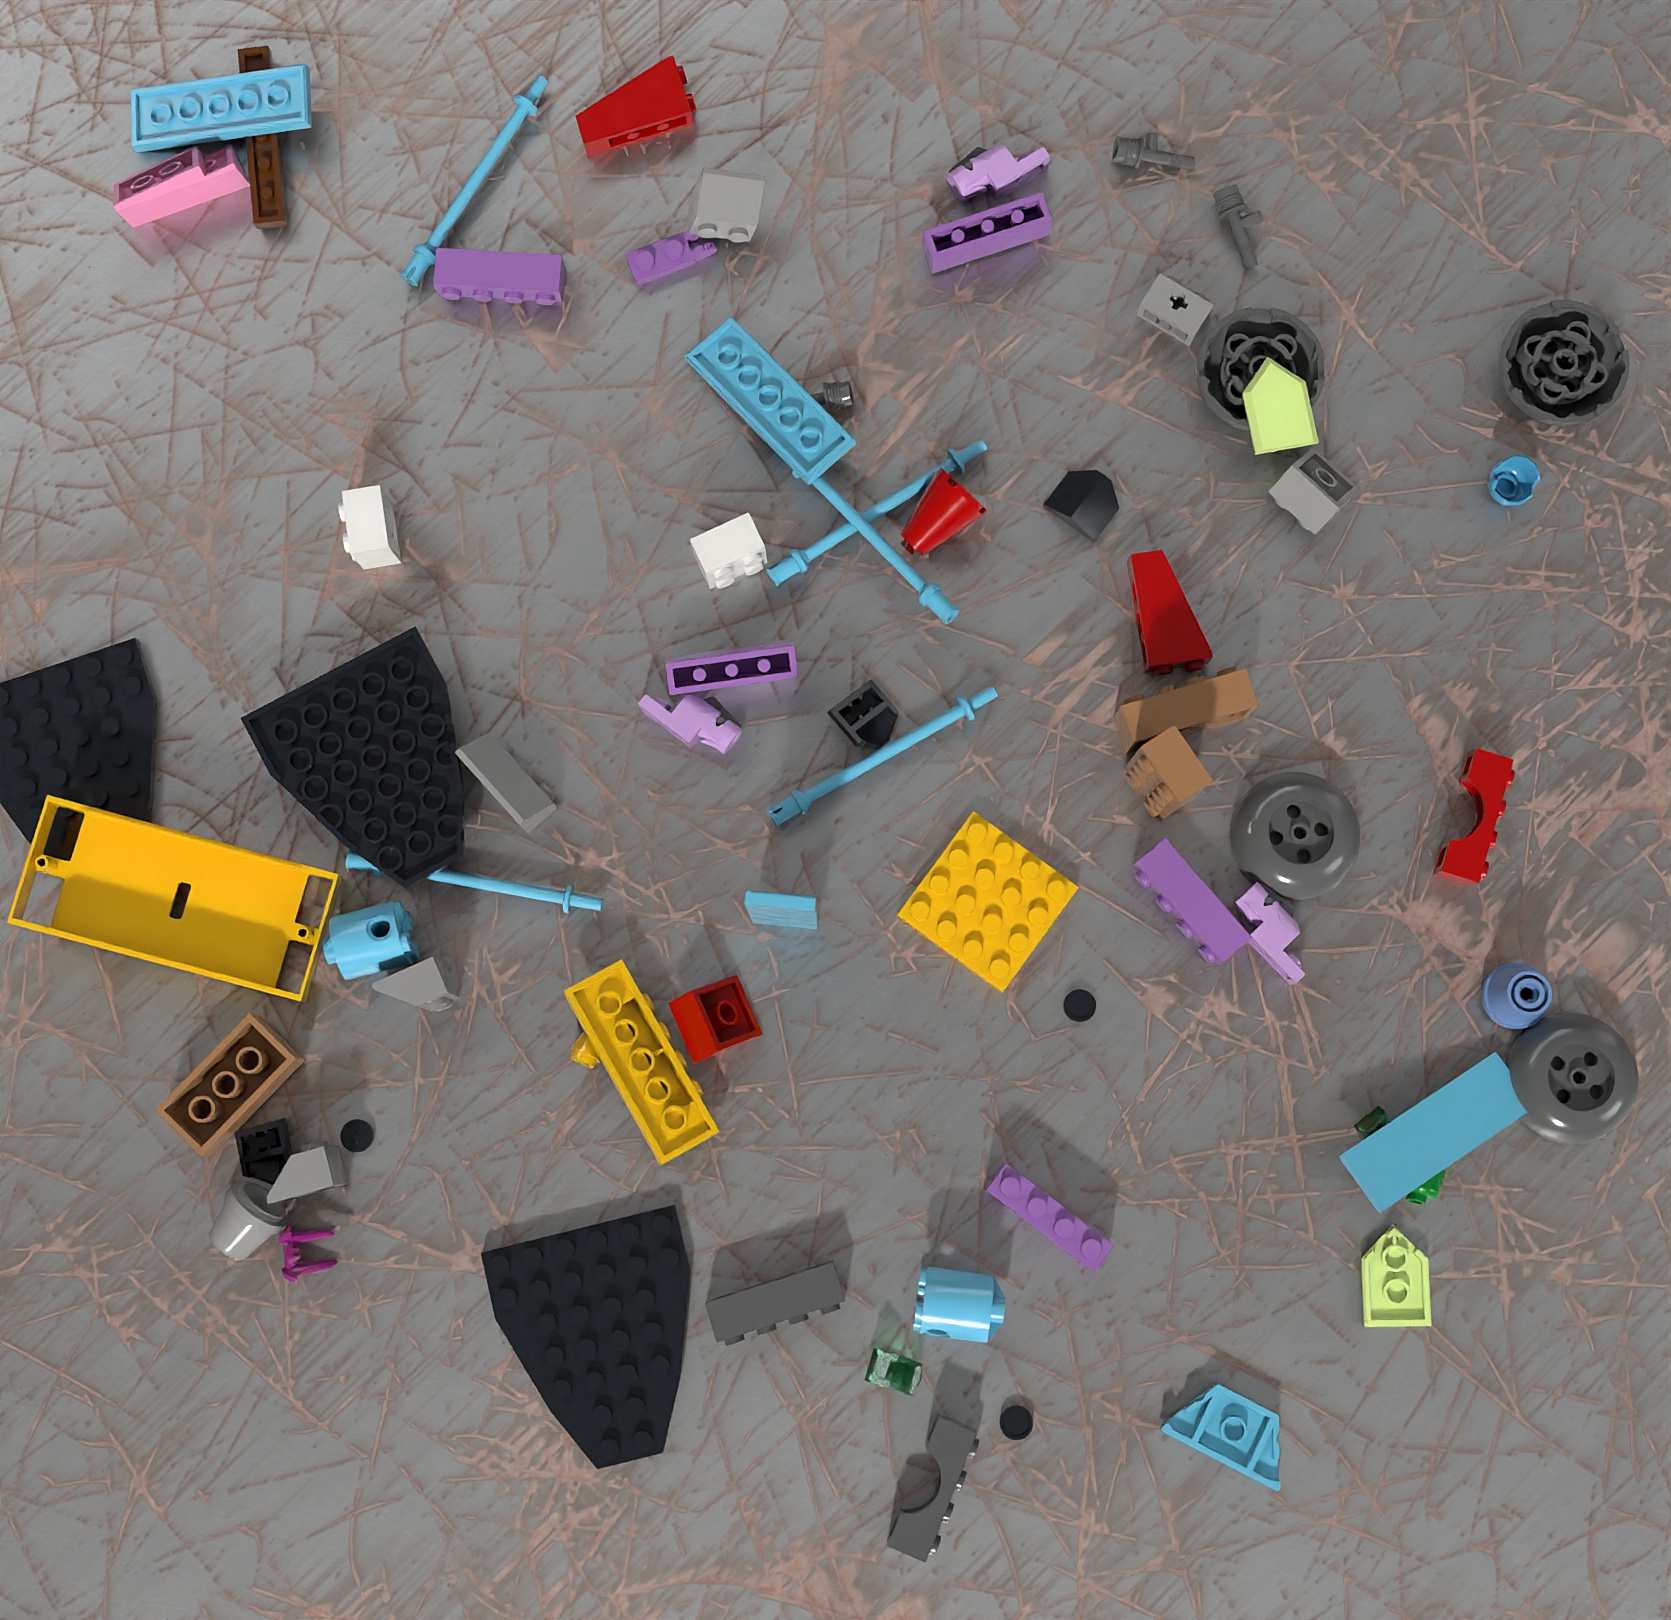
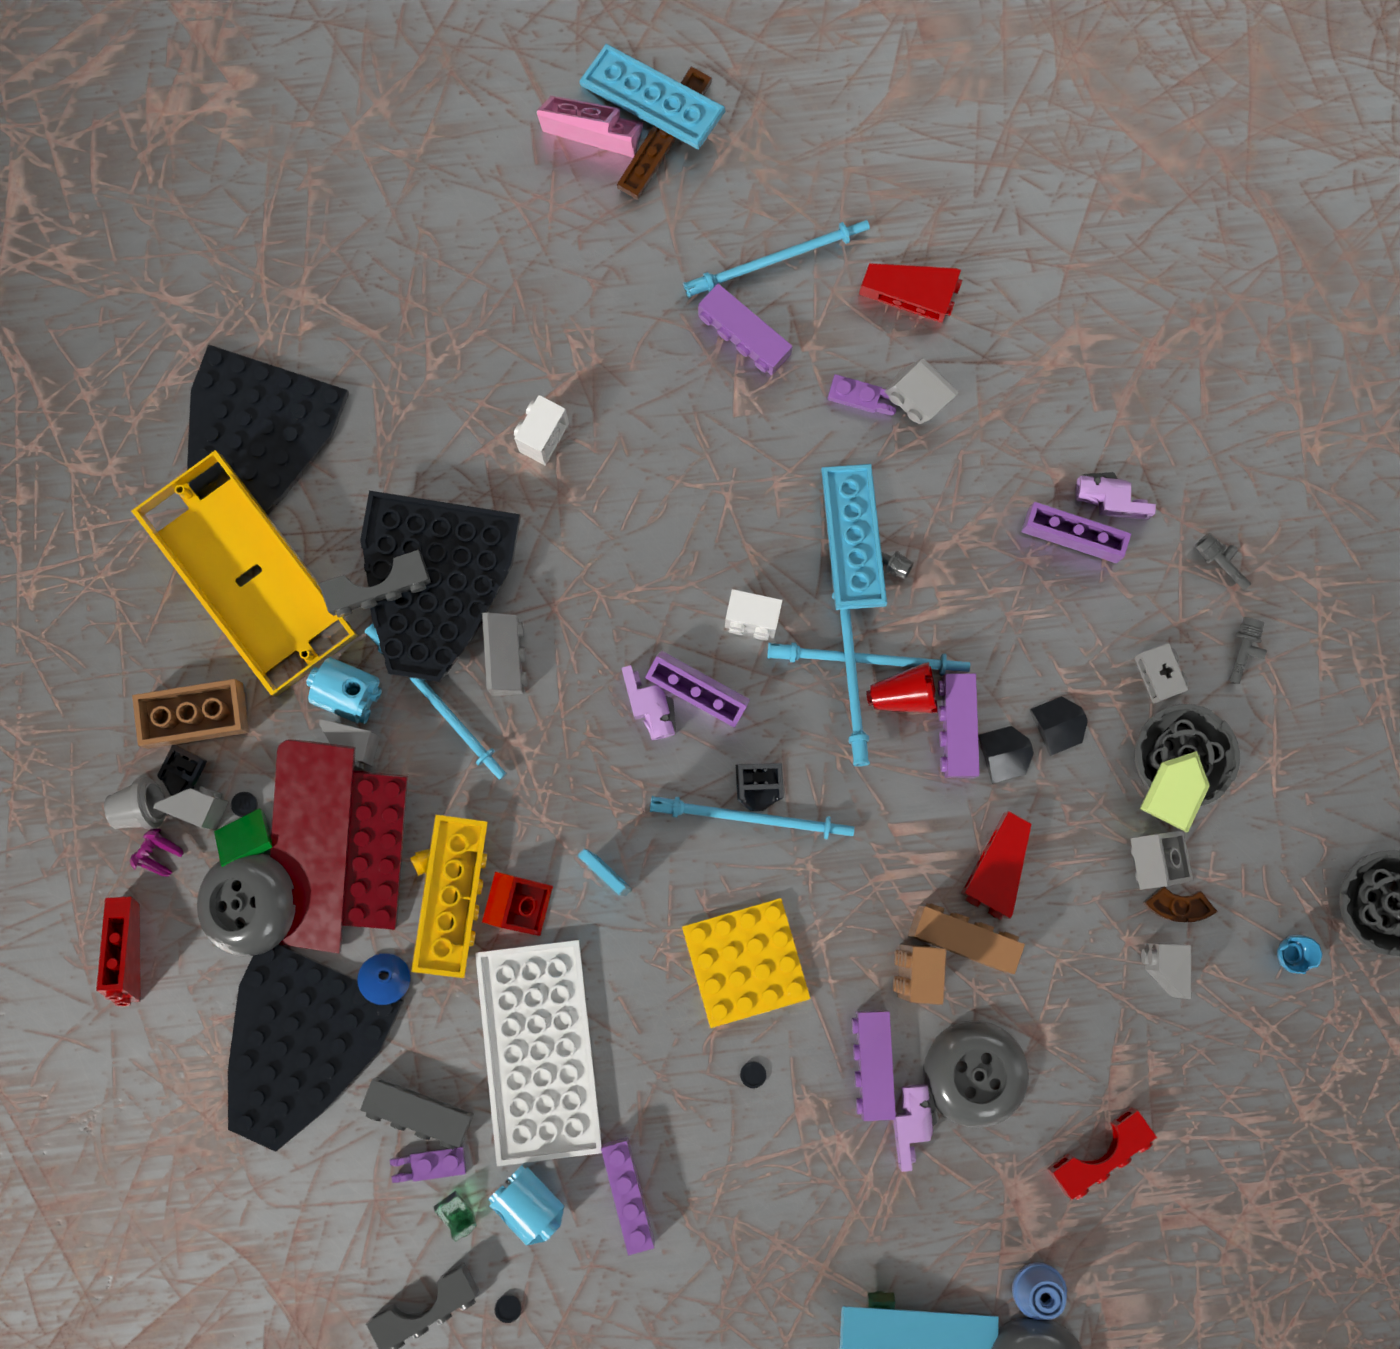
camera: 35 degrees right, 0 degrees up
(346, 1378) = (120, 952): none -> red slope
(347, 772) = (406, 574): none -> dark grey arch
(384, 1168) = (243, 837): none -> green tile
(474, 1233) = (262, 902): none -> dark grey brick
(482, 1104) = (337, 841): none -> dark red slope
(643, 1210) = (384, 991): none -> blue dish
(830, 1342) = (431, 1164): none -> medium lavender hinge
(850, 1148) = (538, 1053): none -> white plate
(1018, 508) = (959, 726): none -> medium lavender brick
(1115, 433) = (1060, 724): none -> black slope
(1367, 525) = (1180, 908): none -> reddish brown tile
(1401, 587) = (1169, 967): none -> light grey slope

